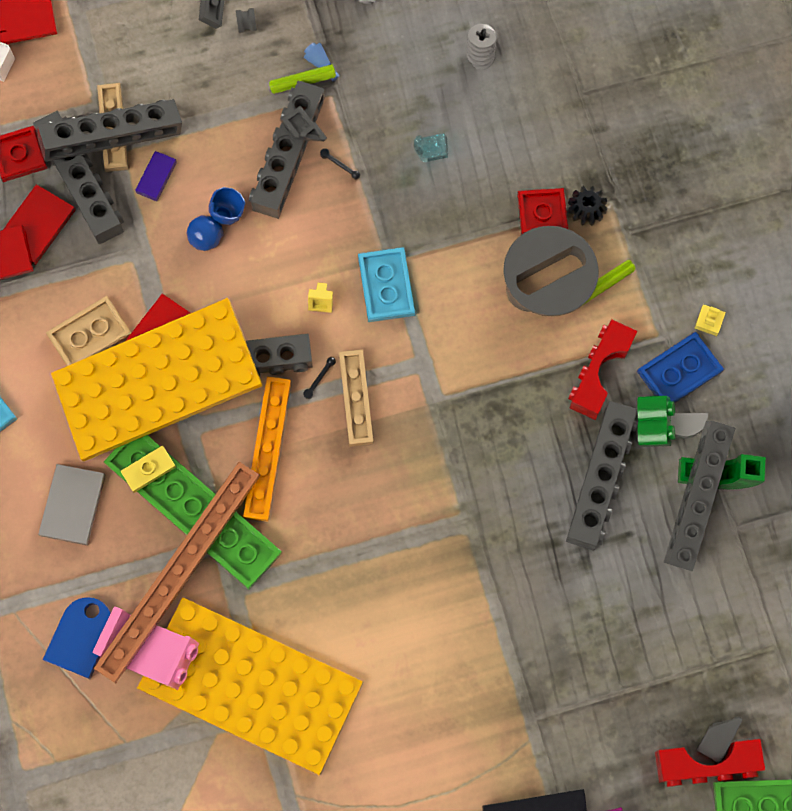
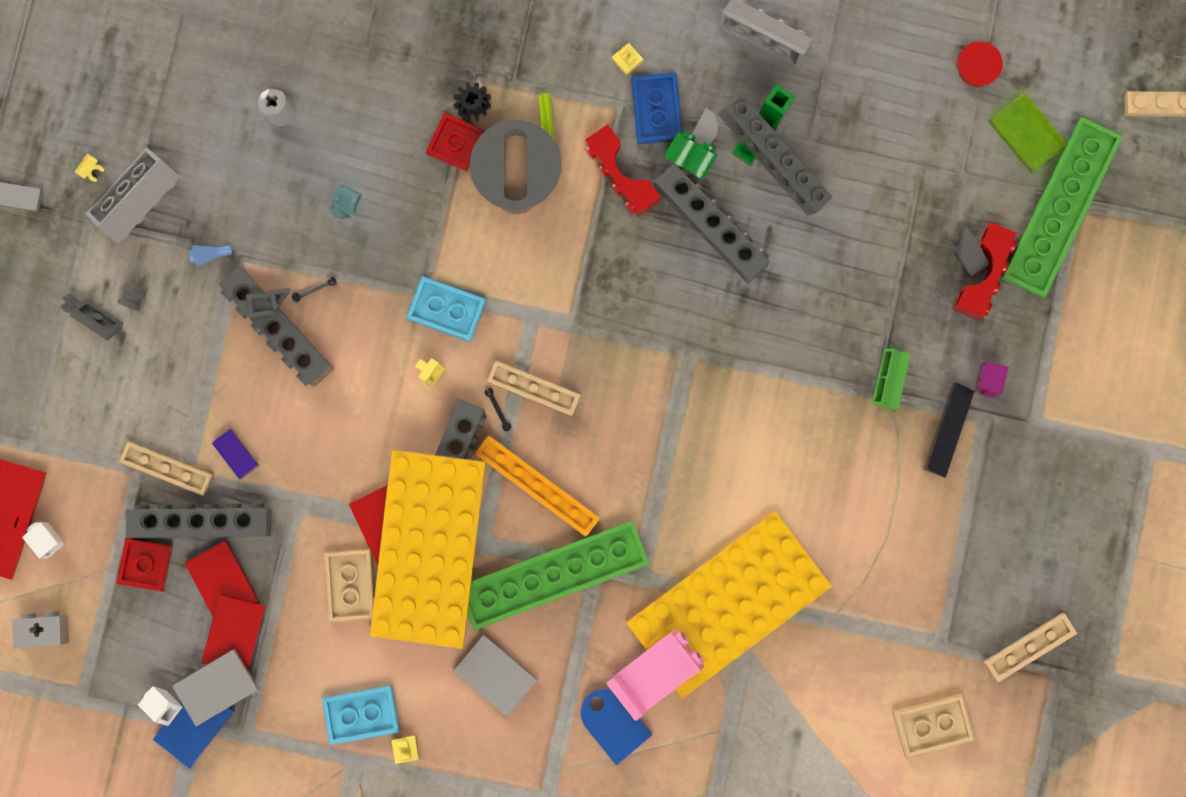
camera: 55 degrees left, 10 degrees up
(101, 138) = (164, 529): dark grey brick -> none
(148, 469) = (502, 595): light yellow plate -> none
(176, 572) = (605, 616): nougat plate -> none
(204, 233) = (313, 439): blue hair -> none
(226, 205) = (300, 407): blue hair -> none
(310, 77) = (217, 275): lime axle -> none
(551, 725) = (891, 379): none -> bright green piece

